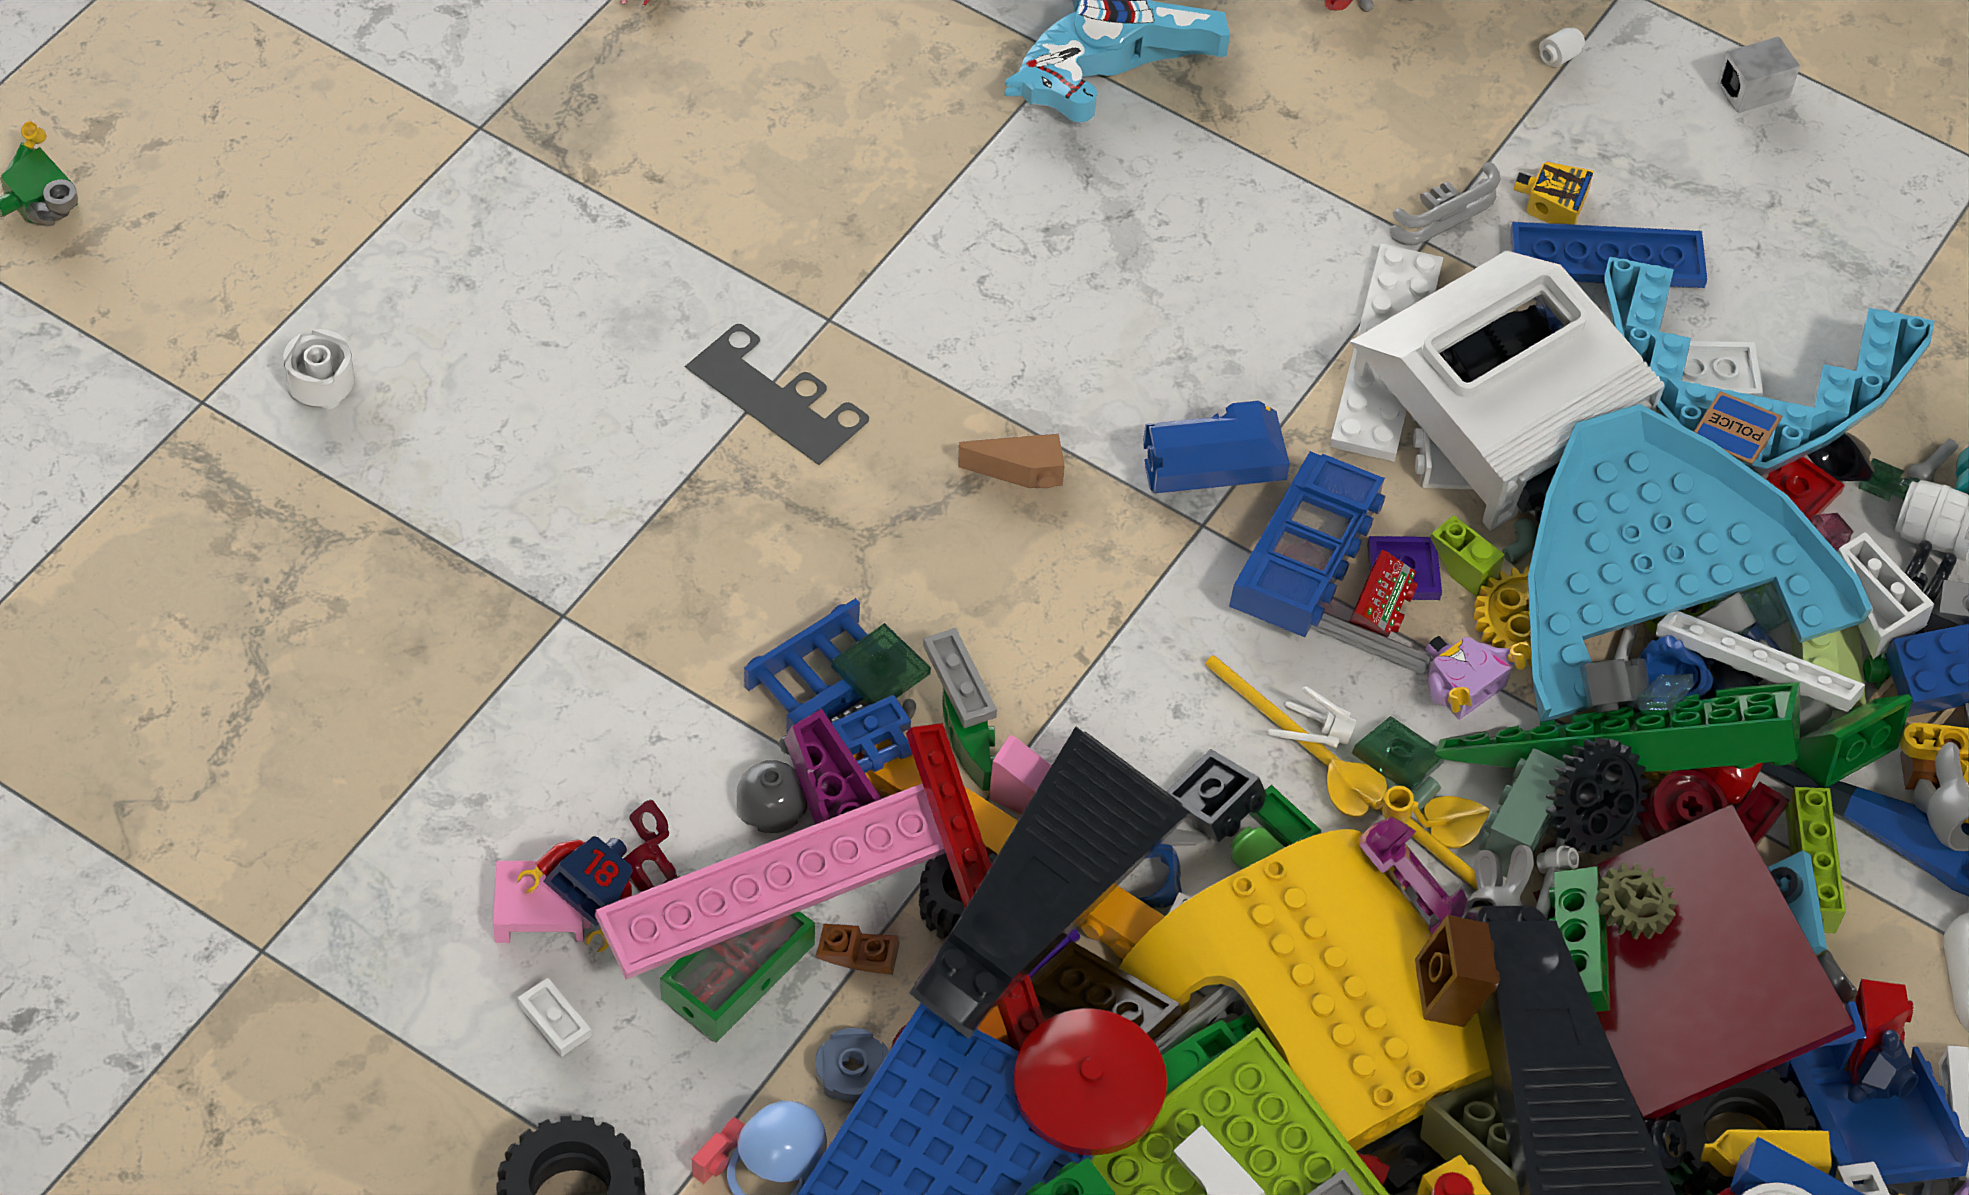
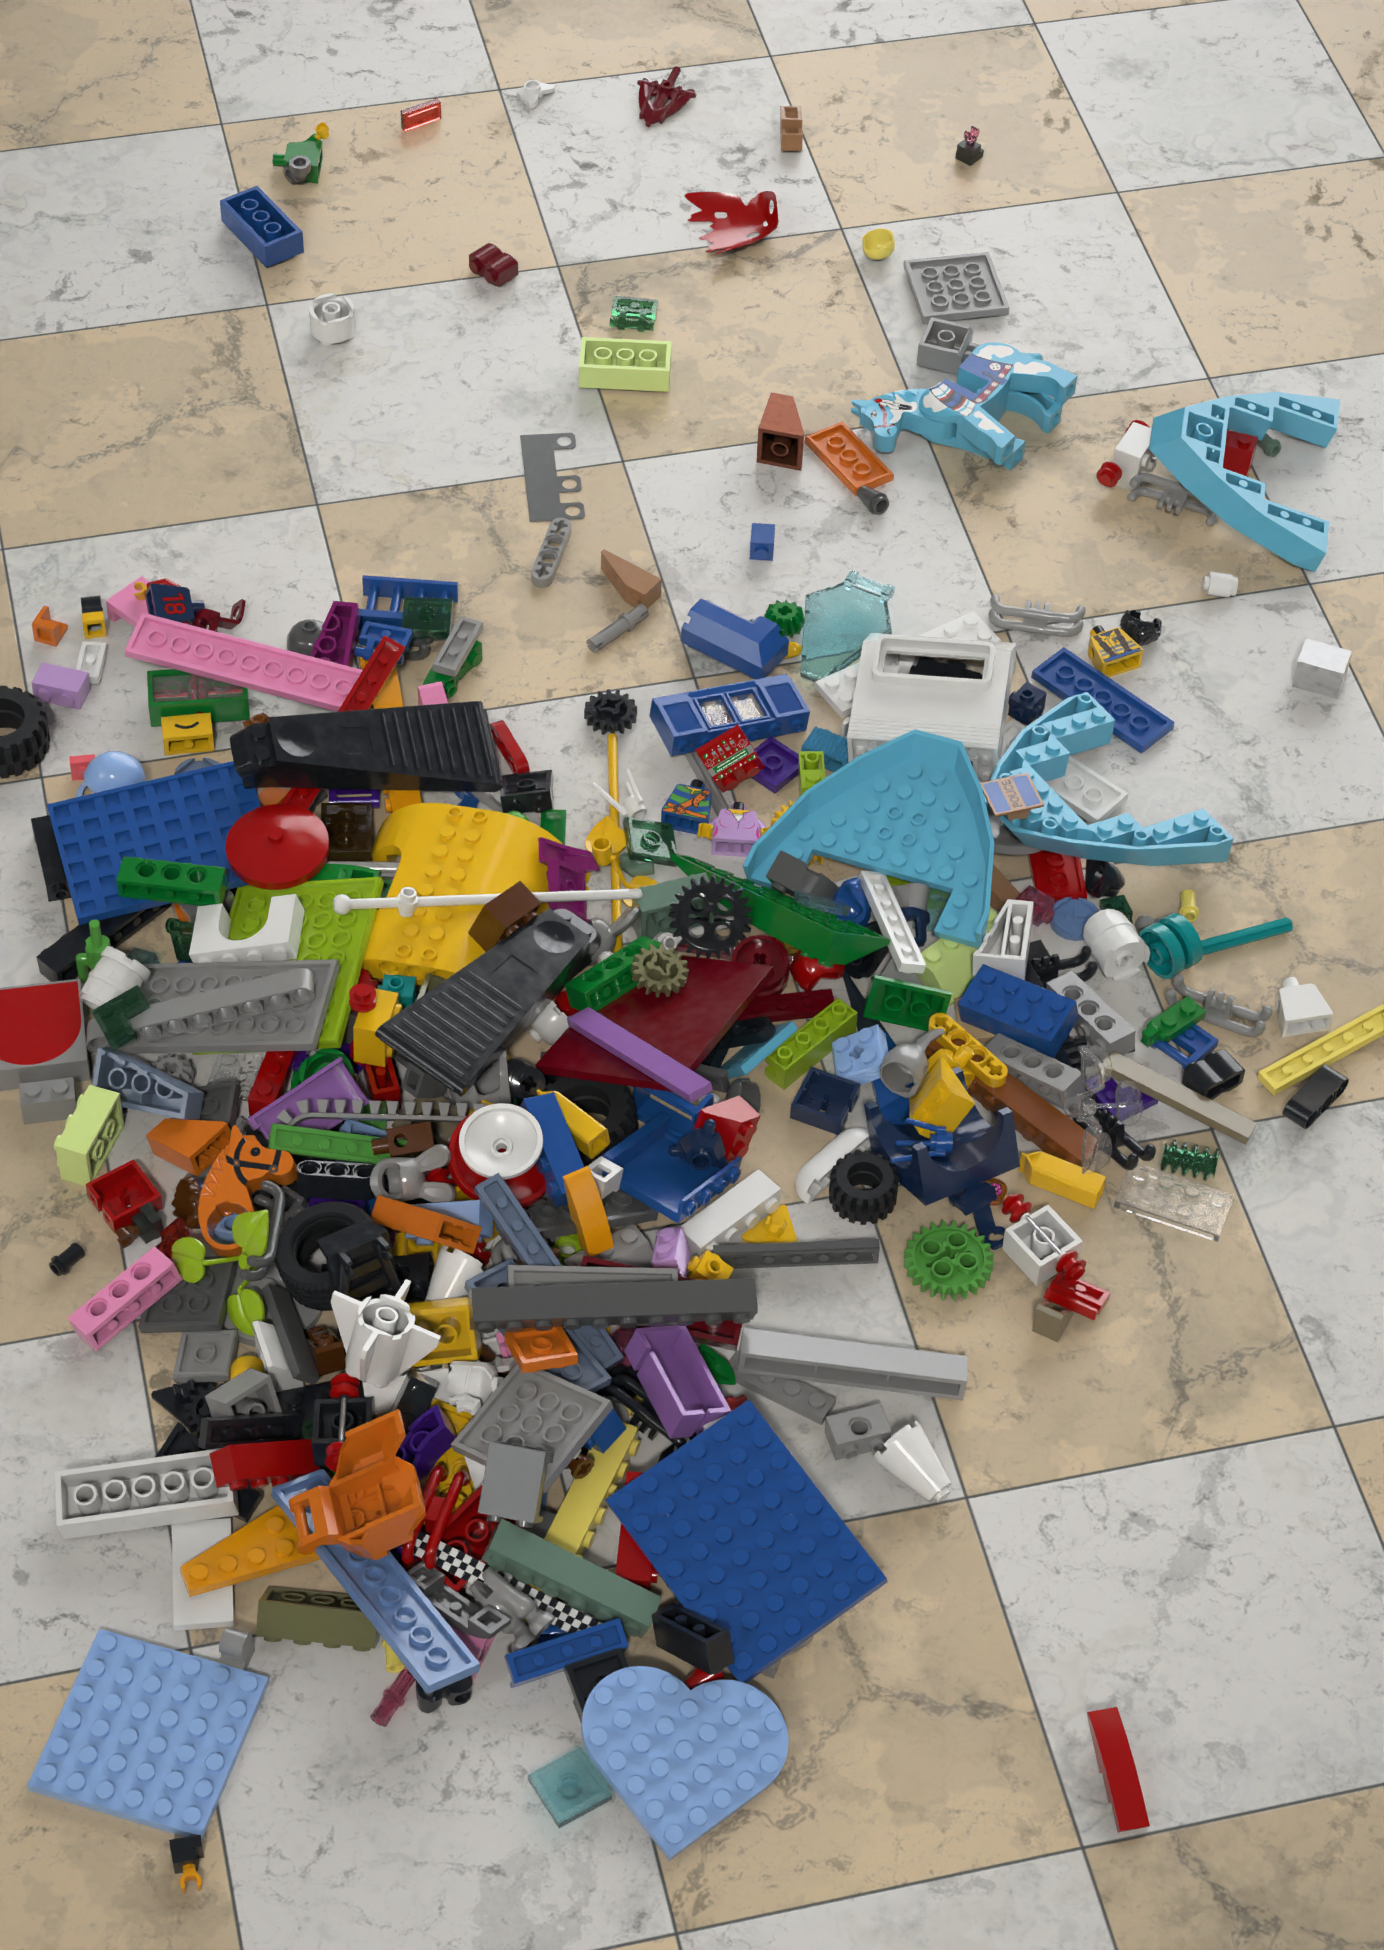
camera: 45 degrees right, 5 degrees down
(93, 305) = (261, 226): none -> blue brick
(108, 38) = (420, 114): none -> clear red tile
(416, 174) = (493, 264): none -> dark red brick
(453, 1012) = (48, 630): none -> orange panel
(486, 955) = (92, 614): none -> yellow leg
(559, 1075) = (61, 685): none -> lavender brick
(635, 123) = (633, 308): none -> clear green plate
(712, 200) = (625, 364): none -> yellowish green brick
(775, 1018) = (187, 734): none -> yellow brick
(887, 487) = (554, 553): none -> light grey beam
(974, 169) = (780, 434): none -> copper slope
(1054, 152) = (848, 457): none -> orange tile
(1068, 514) = (624, 623): none -> light grey pin
(1093, 313) = (762, 541): none -> blue brick
(1141, 183) = (874, 500): none -> dark grey cone
(1152, 763) = (509, 747): none -> red beam
(1197, 640) = (610, 712): none -> black gear
(1219, 387) = (787, 616): none -> green gear
(1290, 353) = (839, 623): none -> clear light blue windscreen
(1341, 1031) = (408, 901): none -> white bar
(1390, 683) = (687, 807): none -> torso
(1409, 1151) = (403, 985): none -> teal brick
(1431, 506) = (832, 745): none -> dark azure brick
(1560, 148) = (1140, 631): none -> black hair
(1760, 1017) = (640, 1054): none -> medium lavender tile
(1863, 514) = (1071, 917): none -> medium blue tile
(1882, 859) = (860, 1054): none -> light blue brick
(1907, 896) = (817, 1092): none -> dark blue piece
(1937, 424) = (1188, 905): none -> light yellow pin

